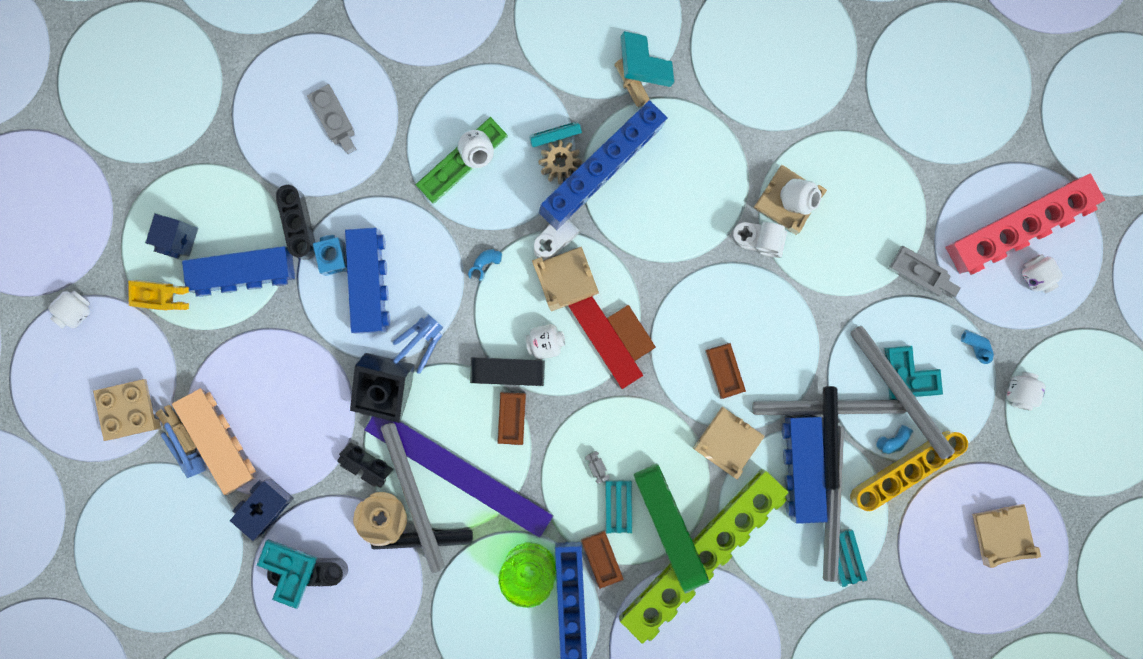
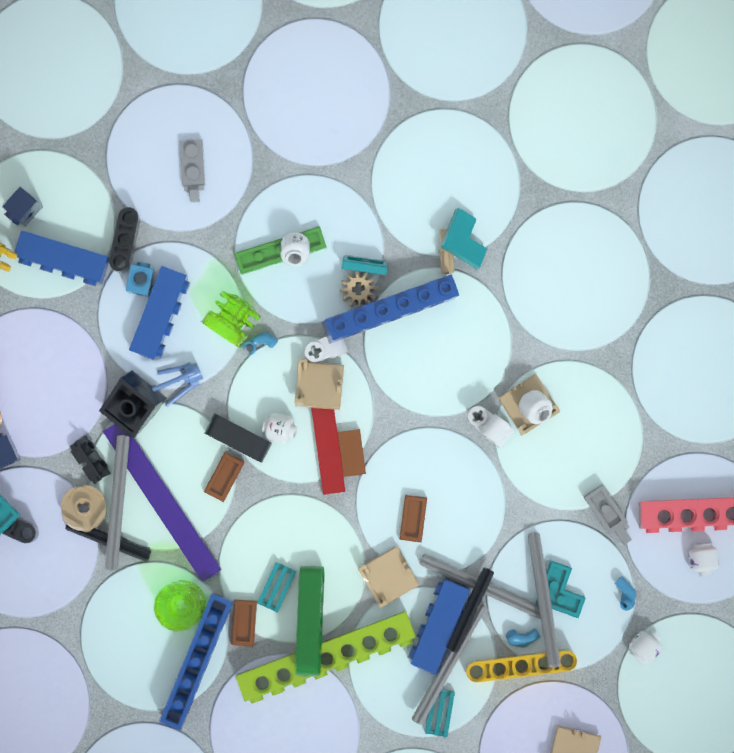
camera: 25 degrees right, 0 degrees up
(443, 251) = (231, 318): none -> clear neon green wheel
(597, 467) = (274, 547): light grey piece -> none

